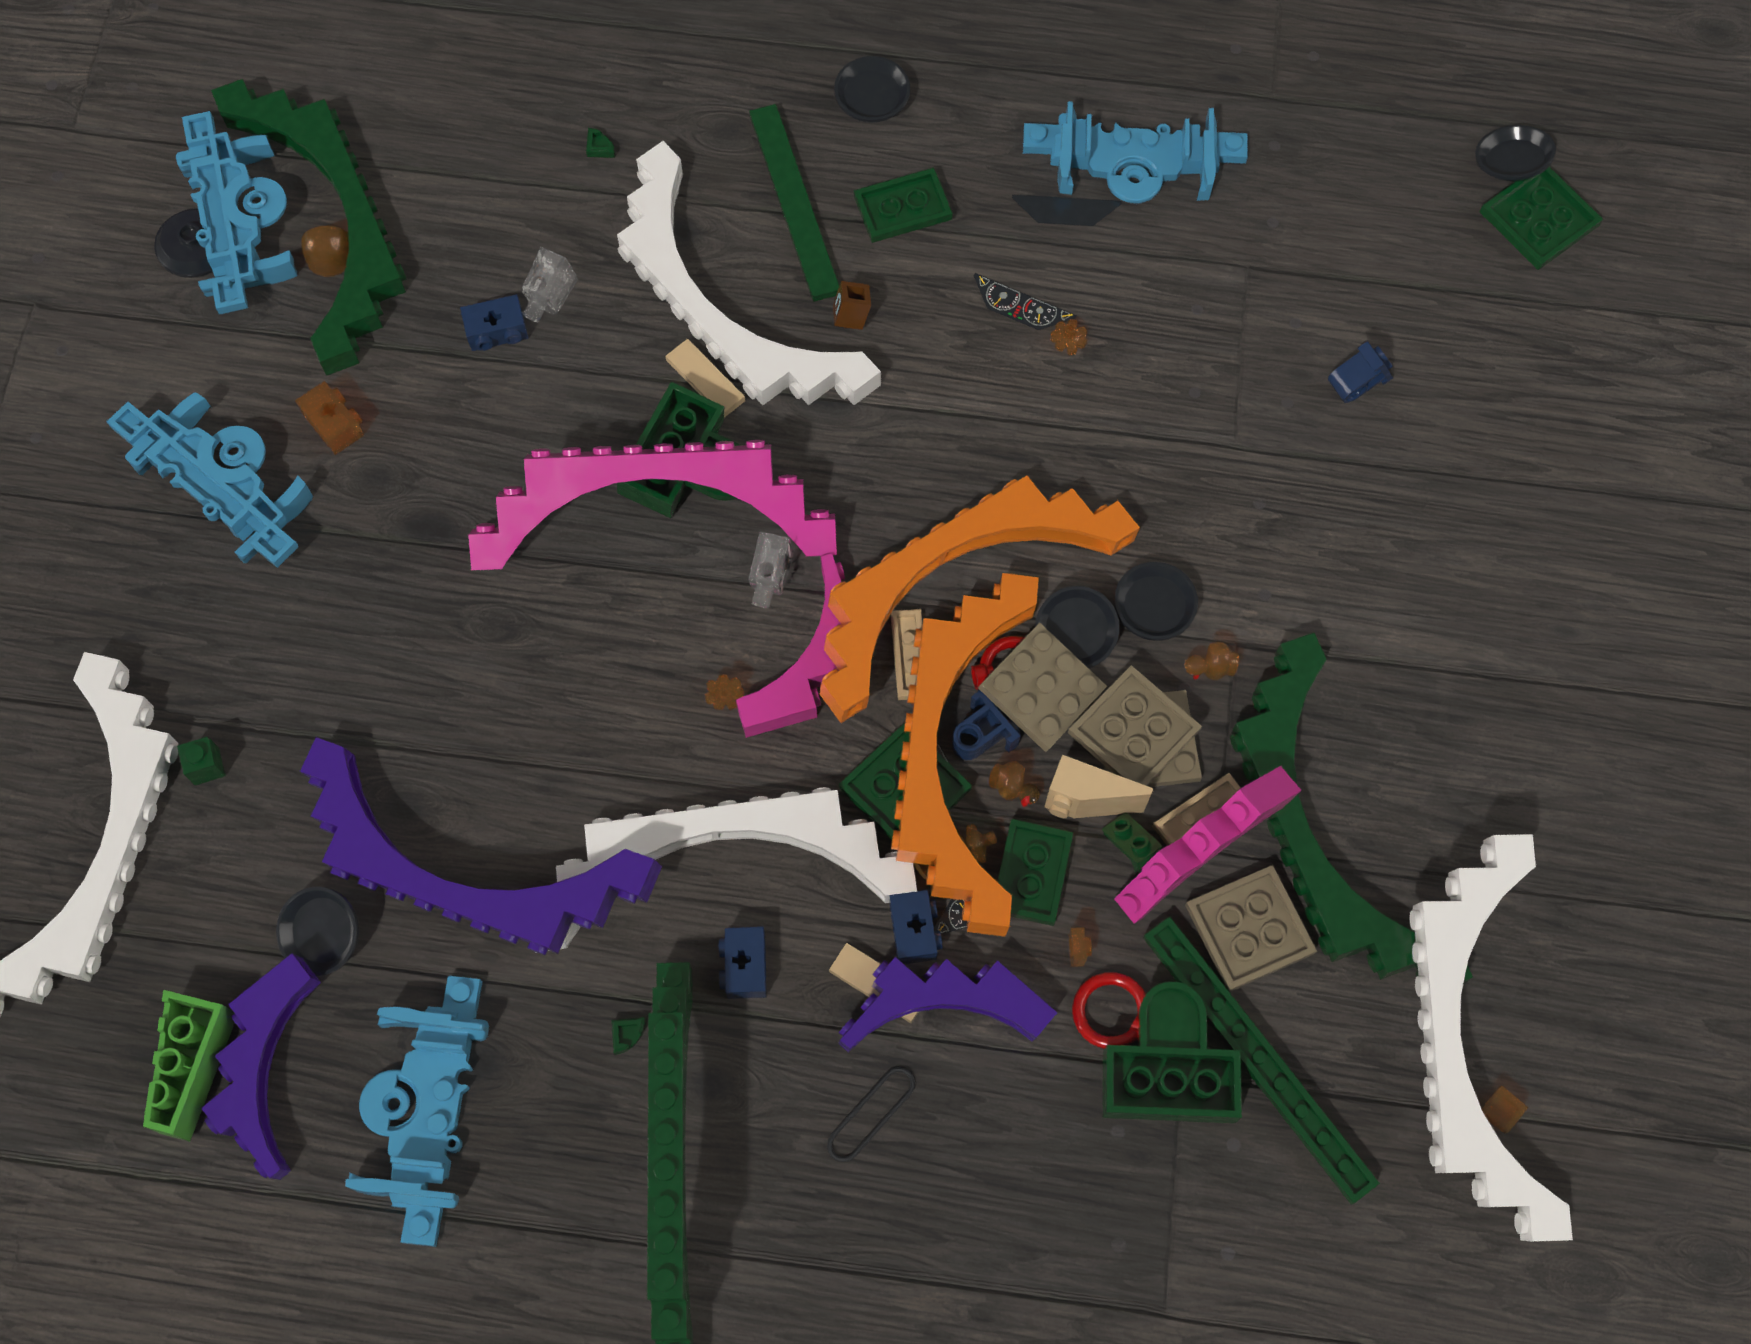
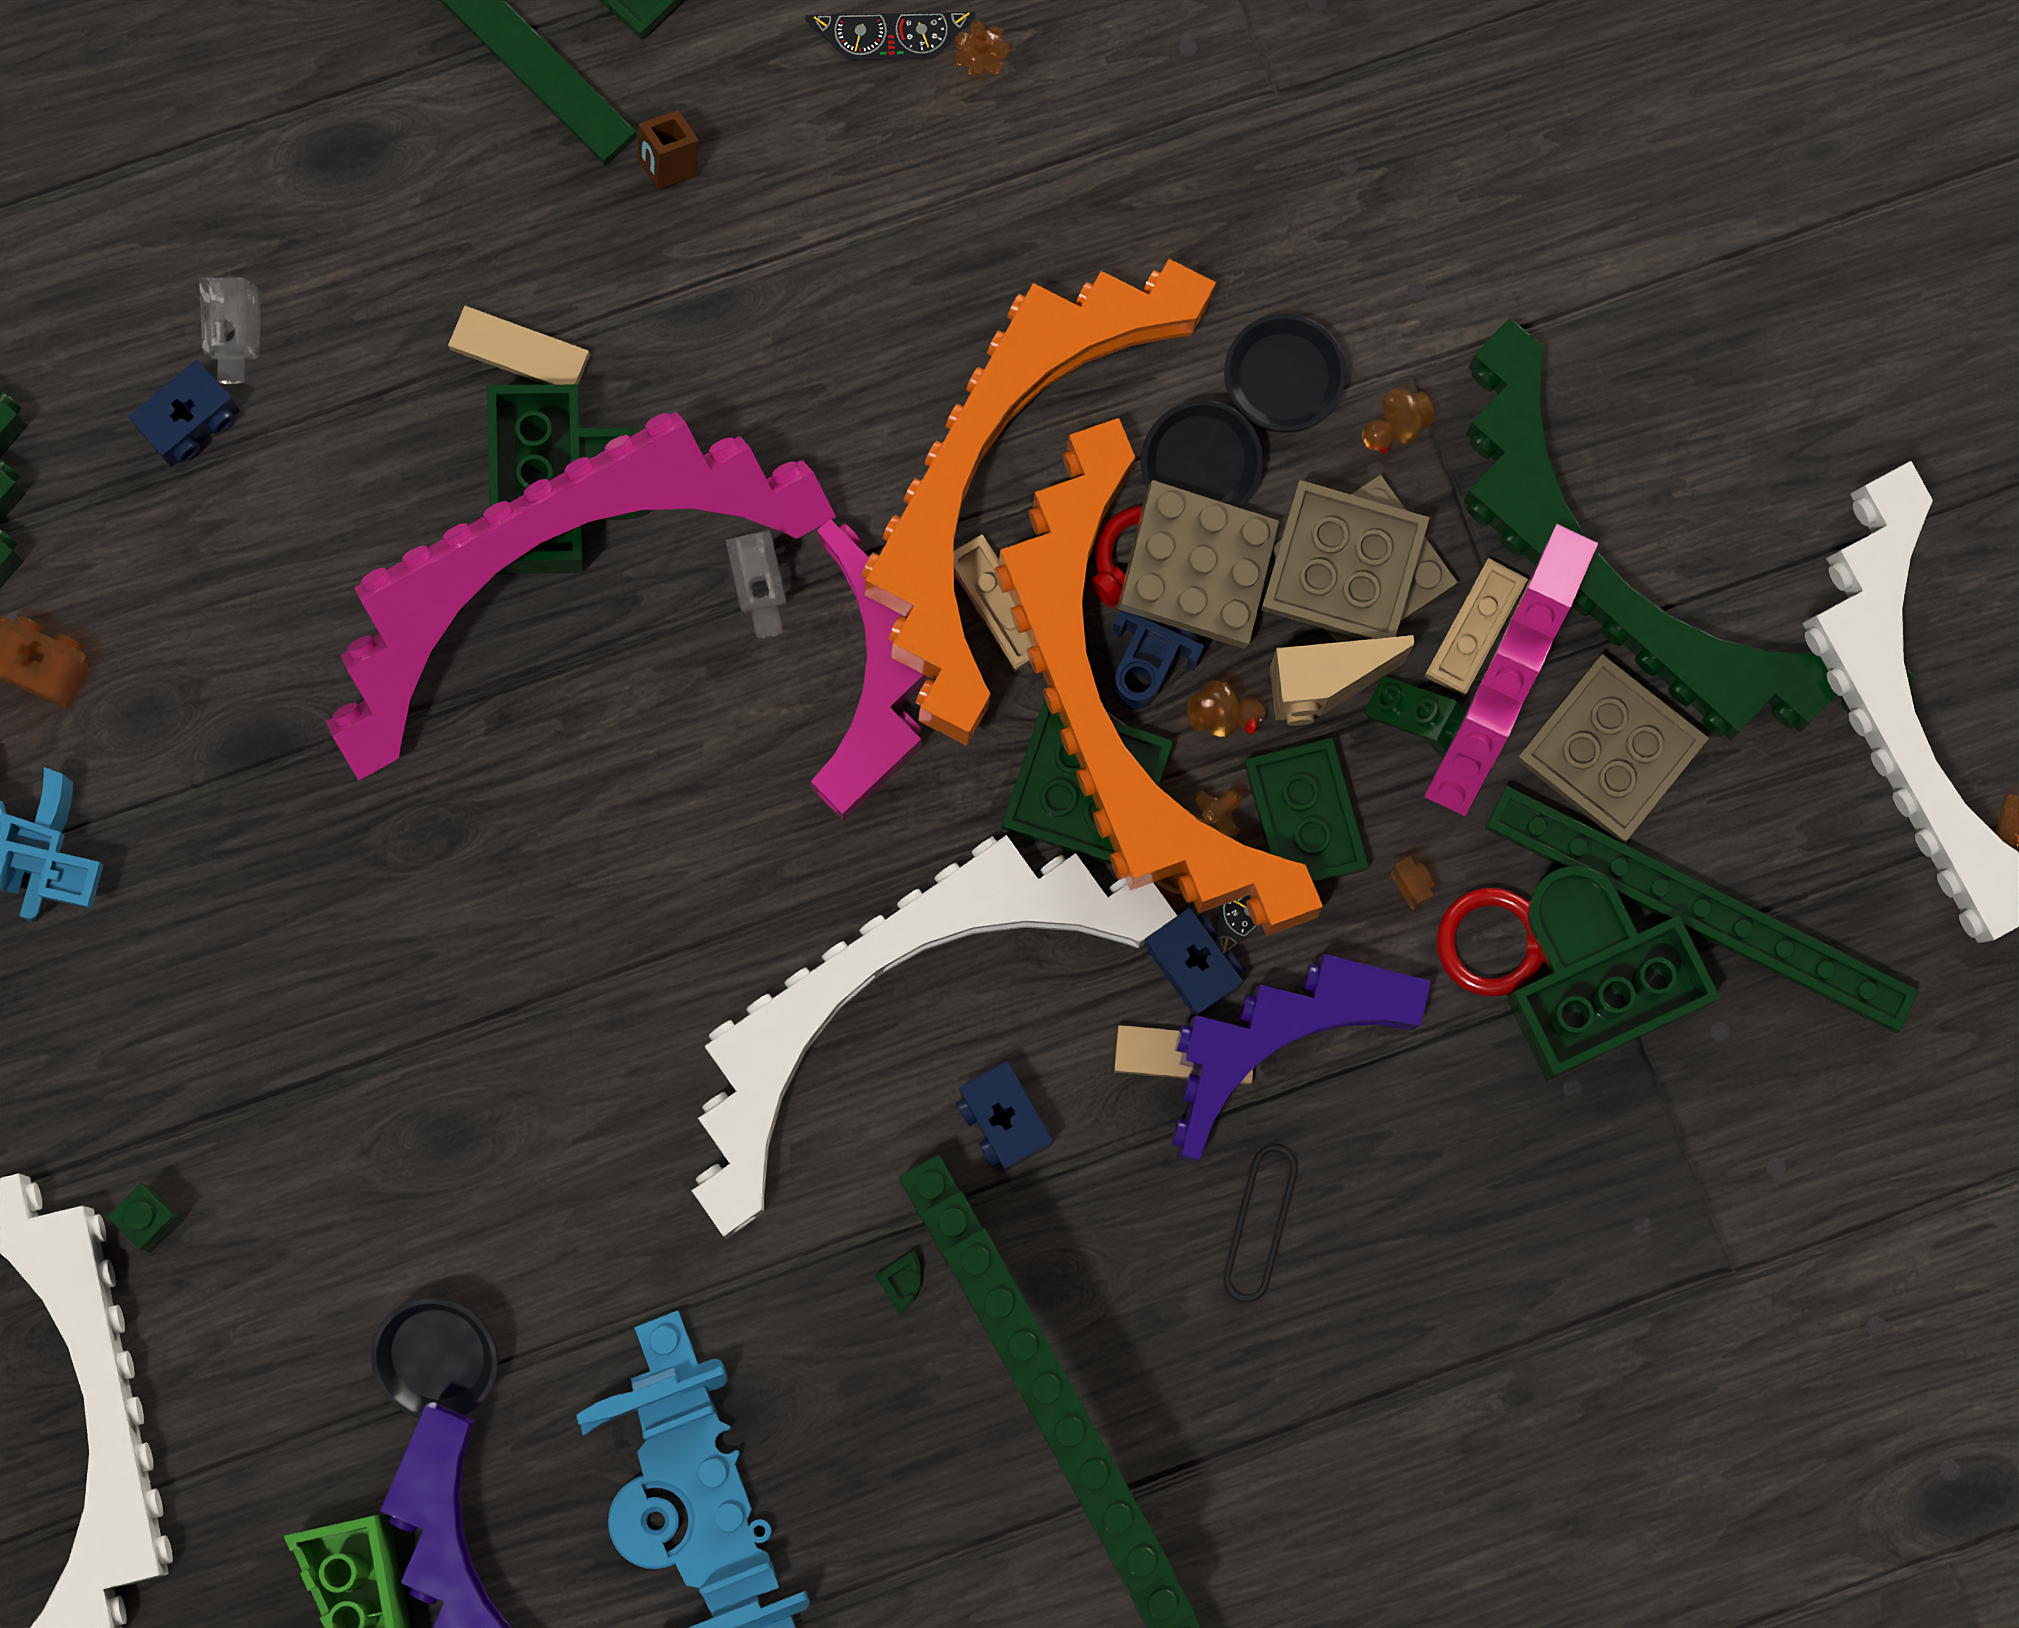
camera: 30 degrees left, 10 degrees up
(529, 914) = (707, 1199): dark purple arch -> none
(599, 145) = (177, 74): dark green tile -> none
(724, 692) = (785, 776): clear orange plant -> none
(757, 362) = (574, 293): white arch -> none

